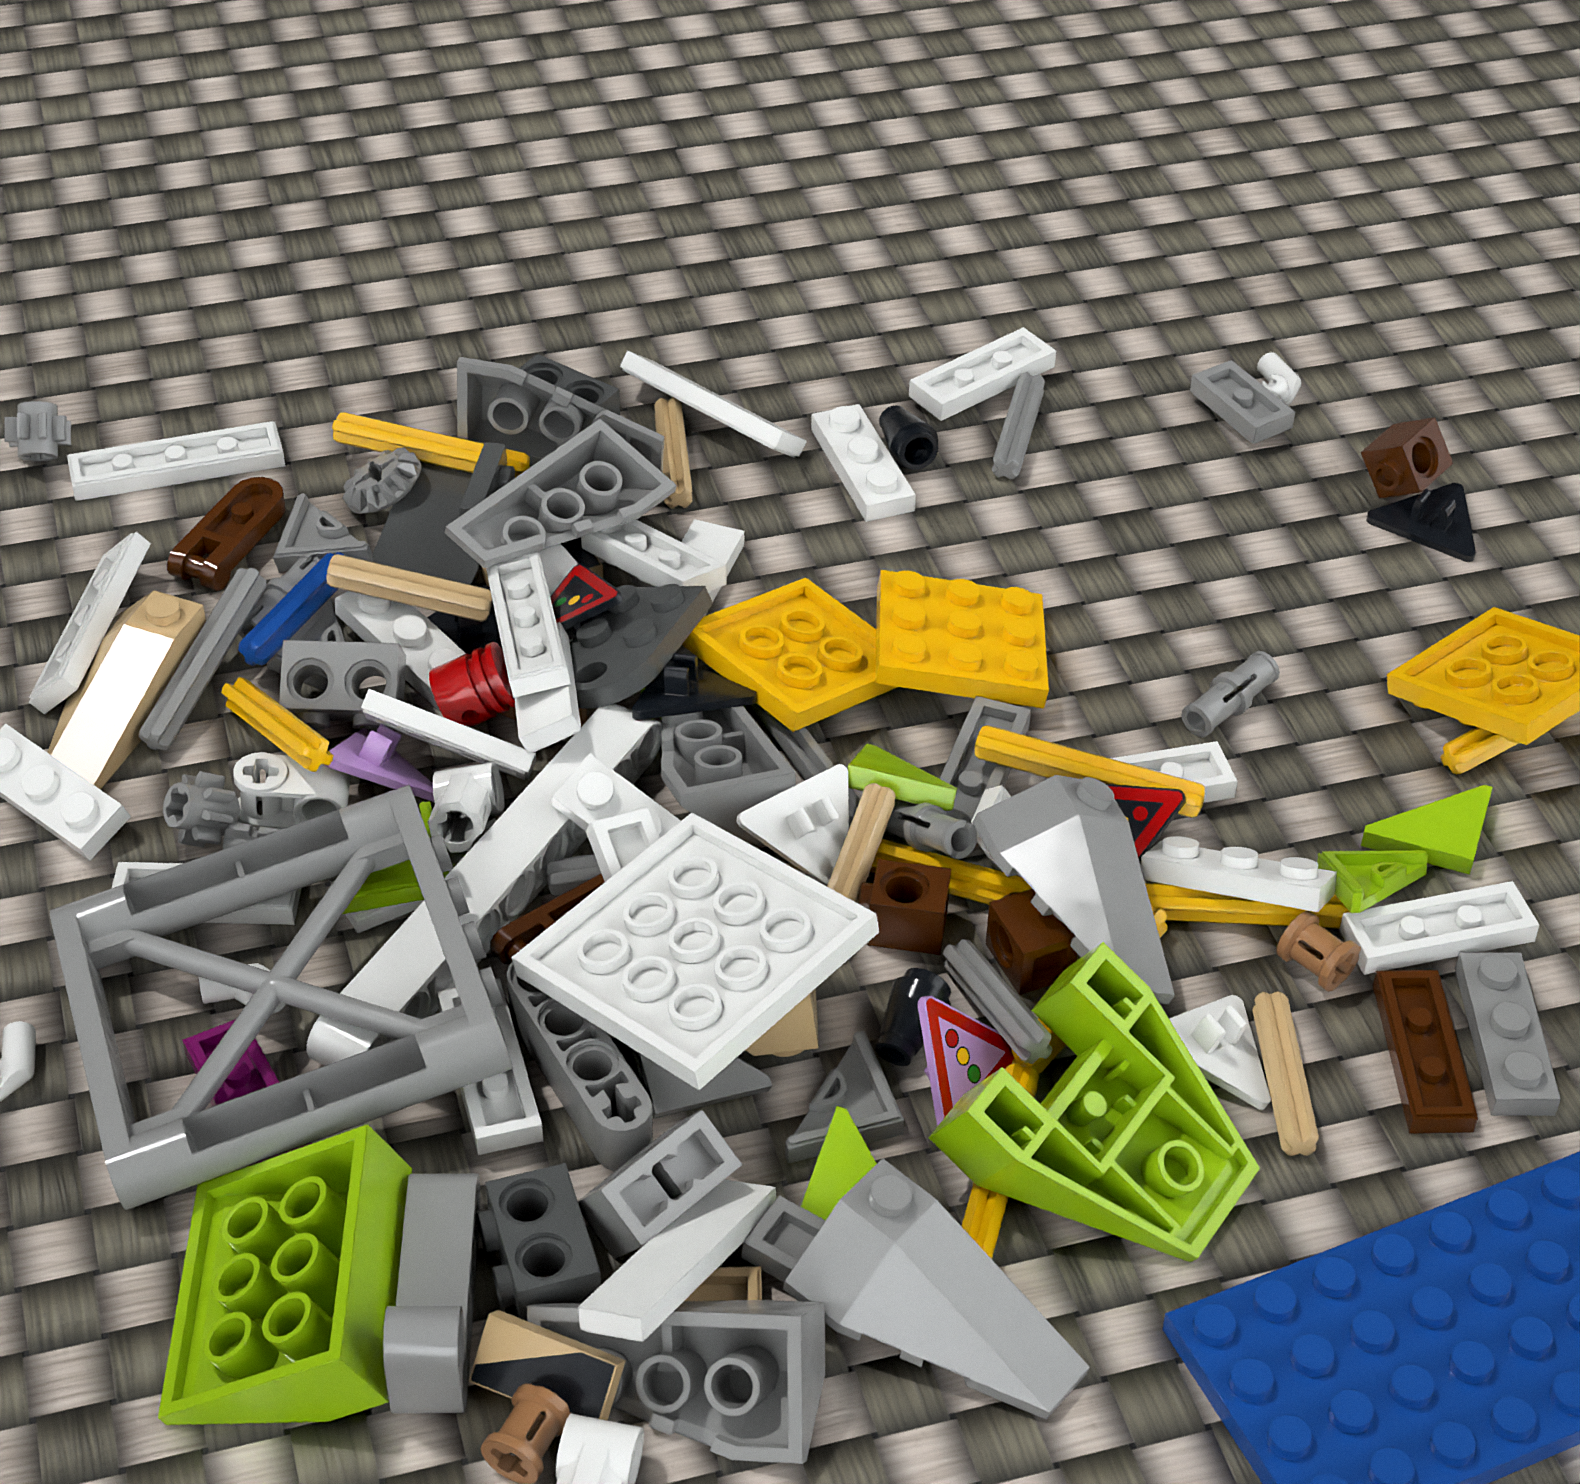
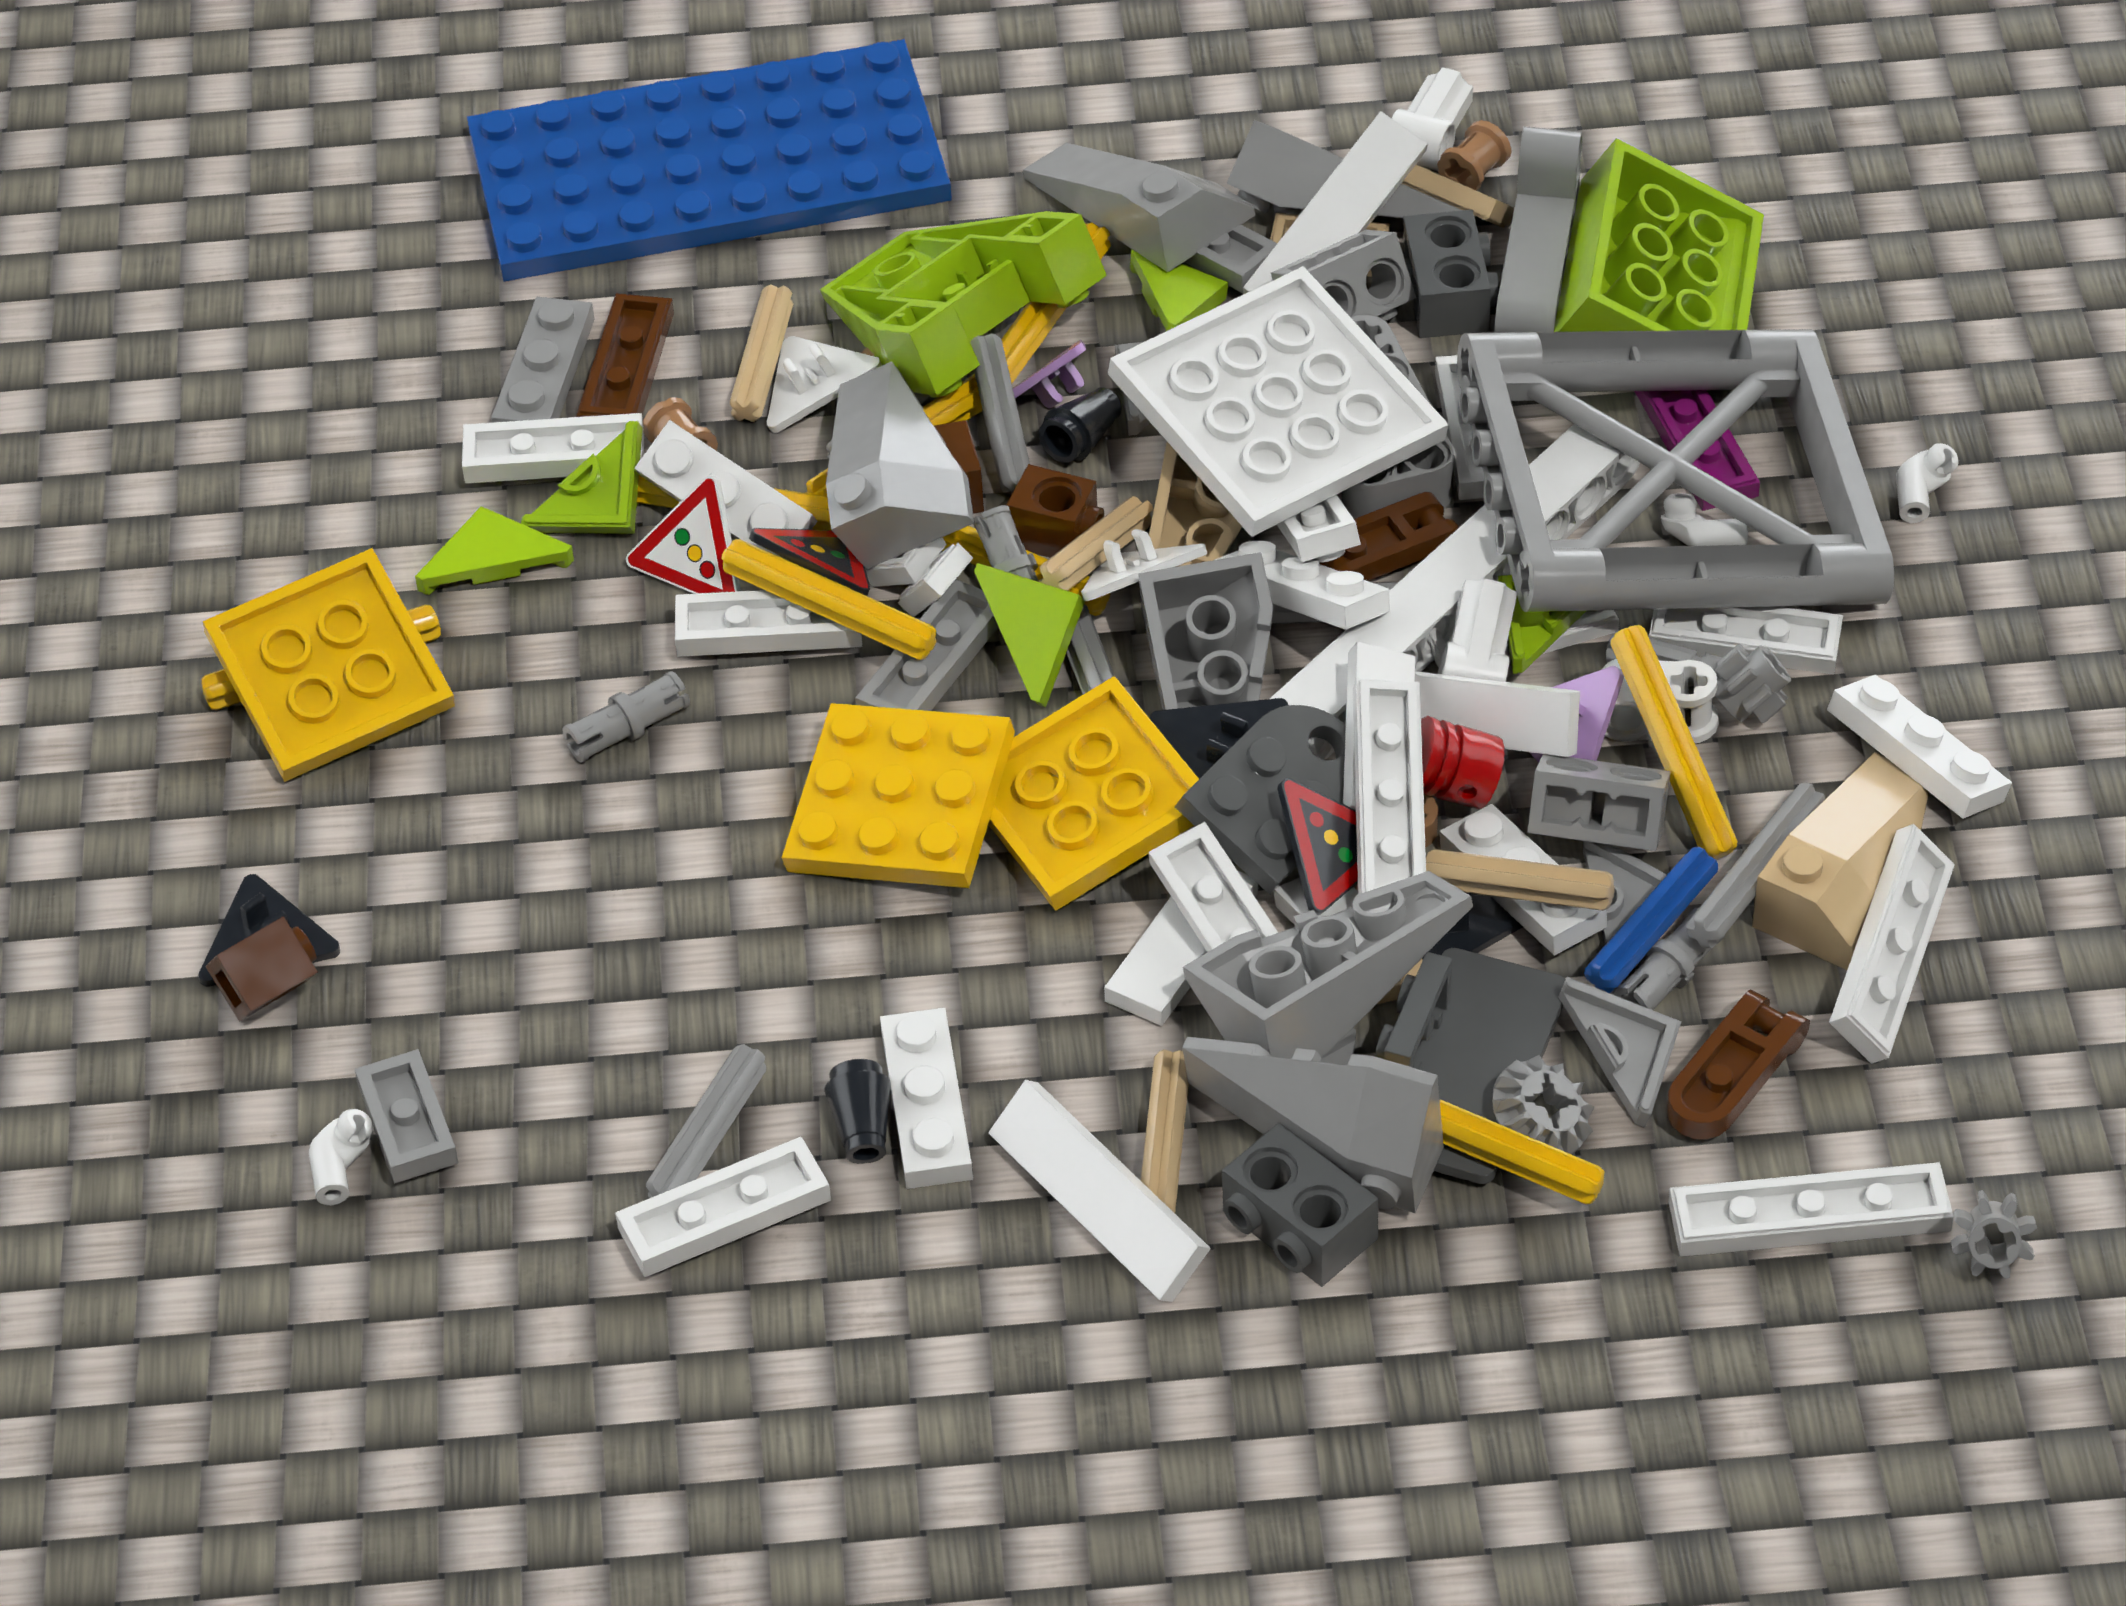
camera: 165 degrees left, 5 degrees up
(1246, 831) = (690, 543): none -> piece

